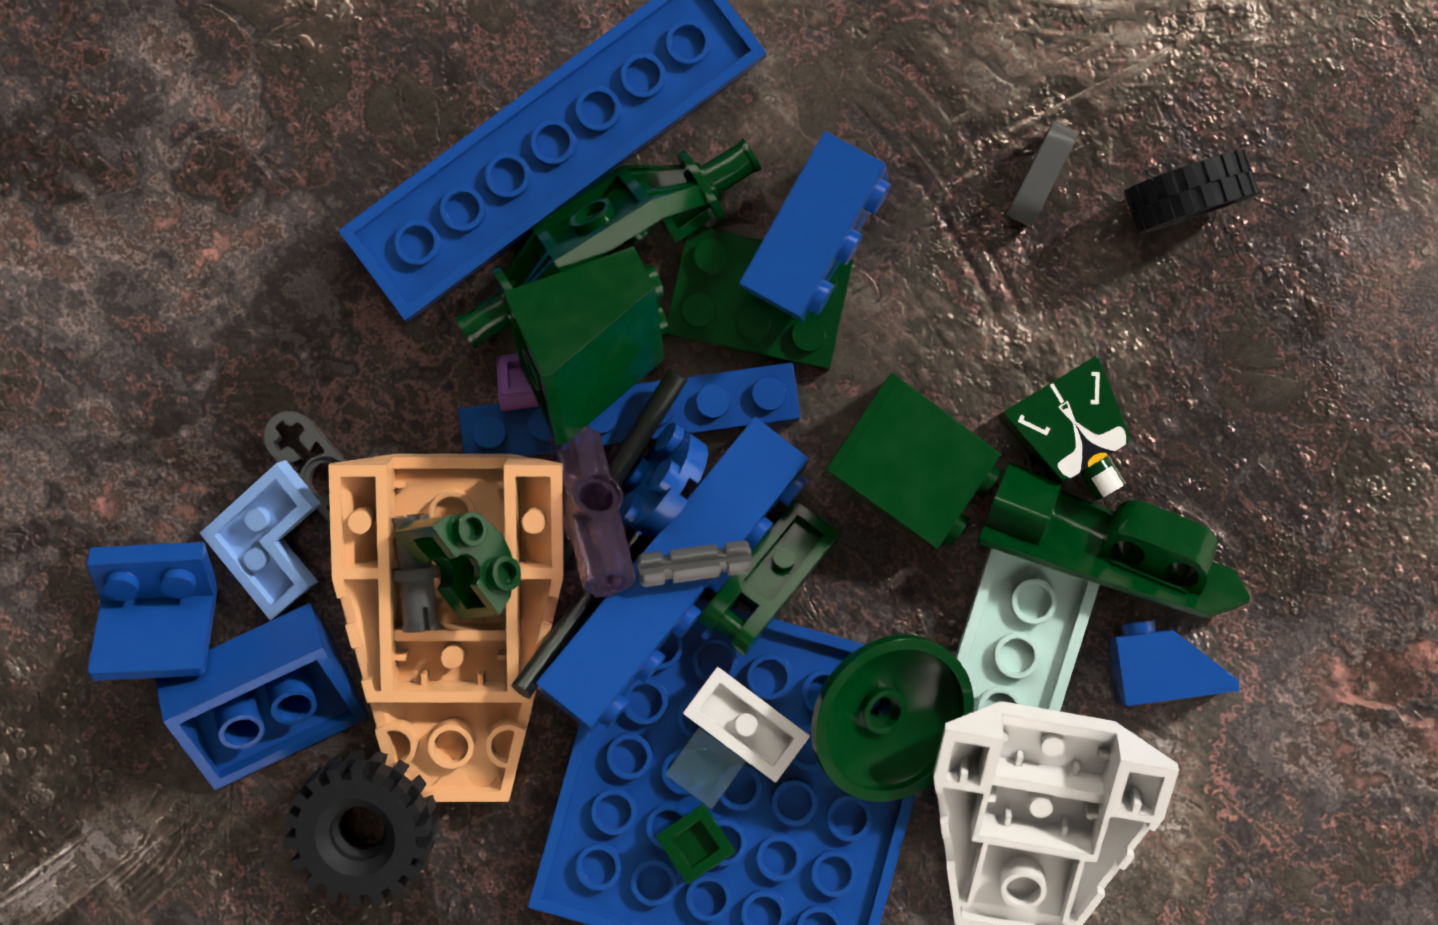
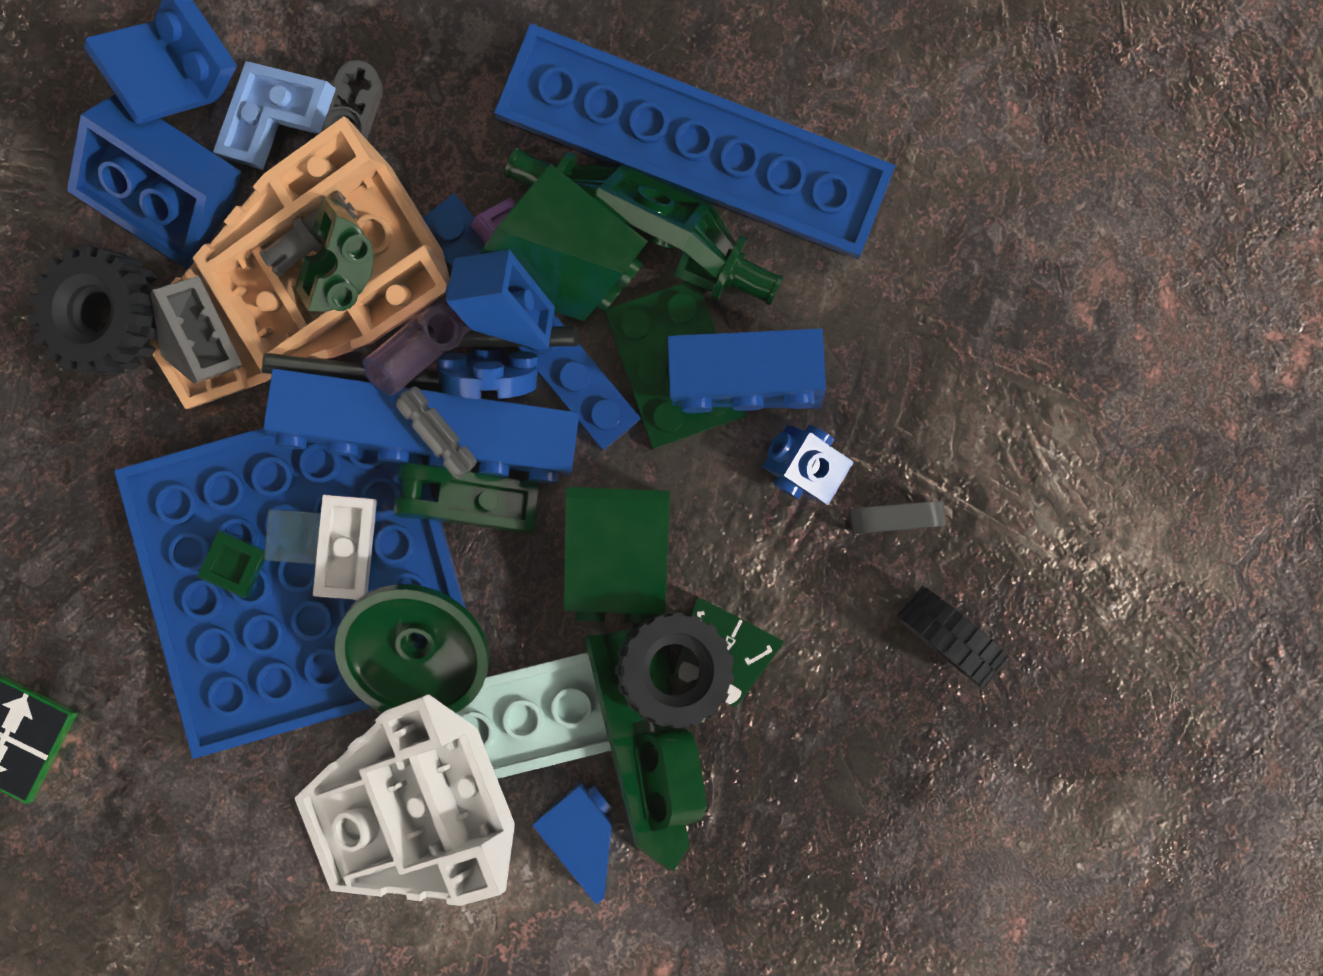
camera: 55 degrees right, 0 degrees up
(442, 746) = (192, 332): none -> dark grey slope
(603, 422) = (500, 299): none -> blue slope
(937, 228) = (806, 463): none -> brick
(1094, 443) = (713, 677): none -> black tyre

